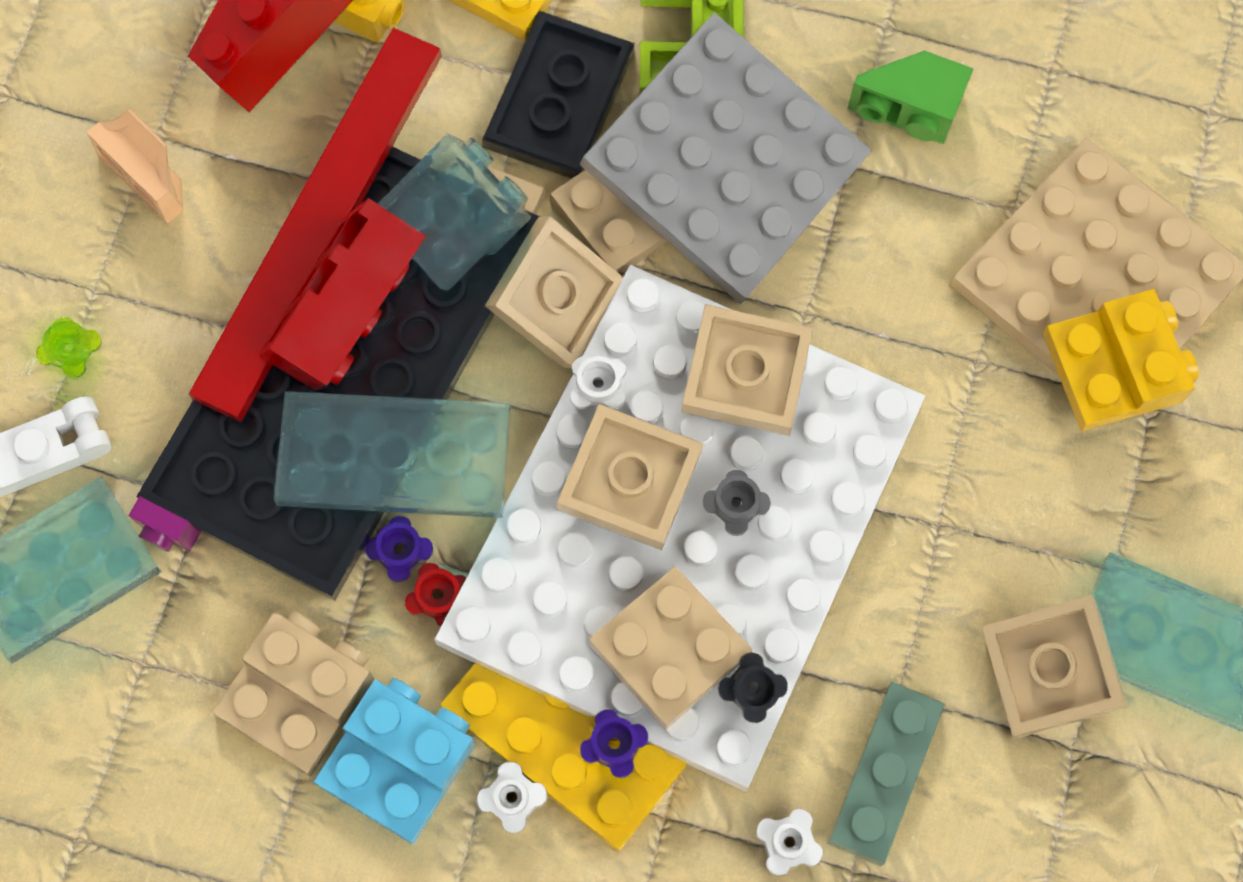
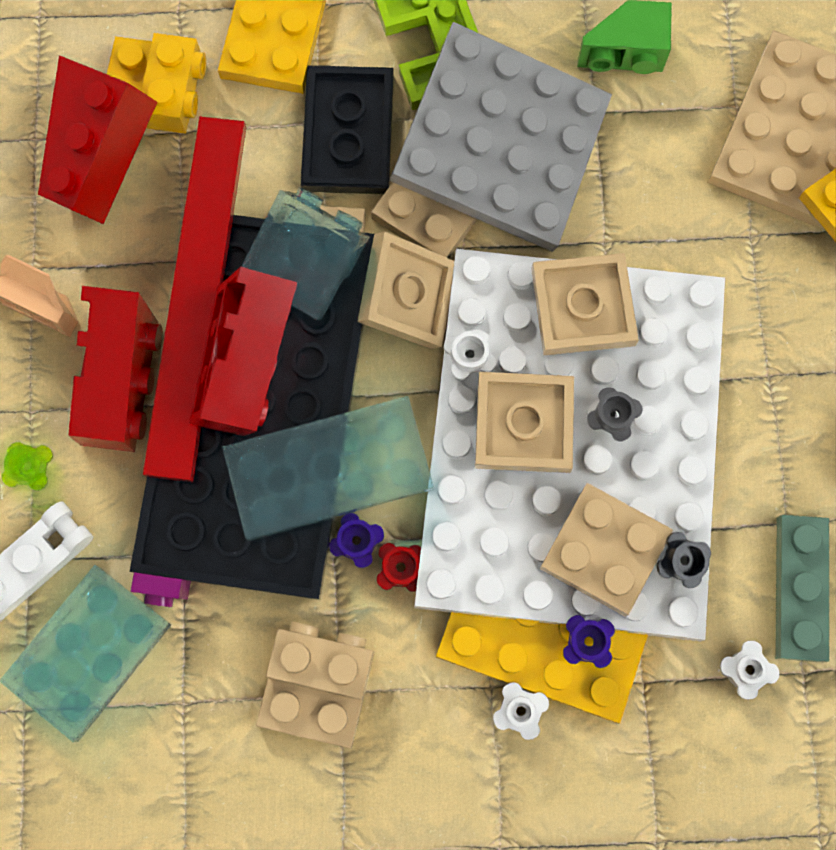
camera: 15 degrees left, 5 degrees up
(202, 274) = (114, 370): none -> red wedge
(396, 759) = (417, 712): medium azure plate -> none

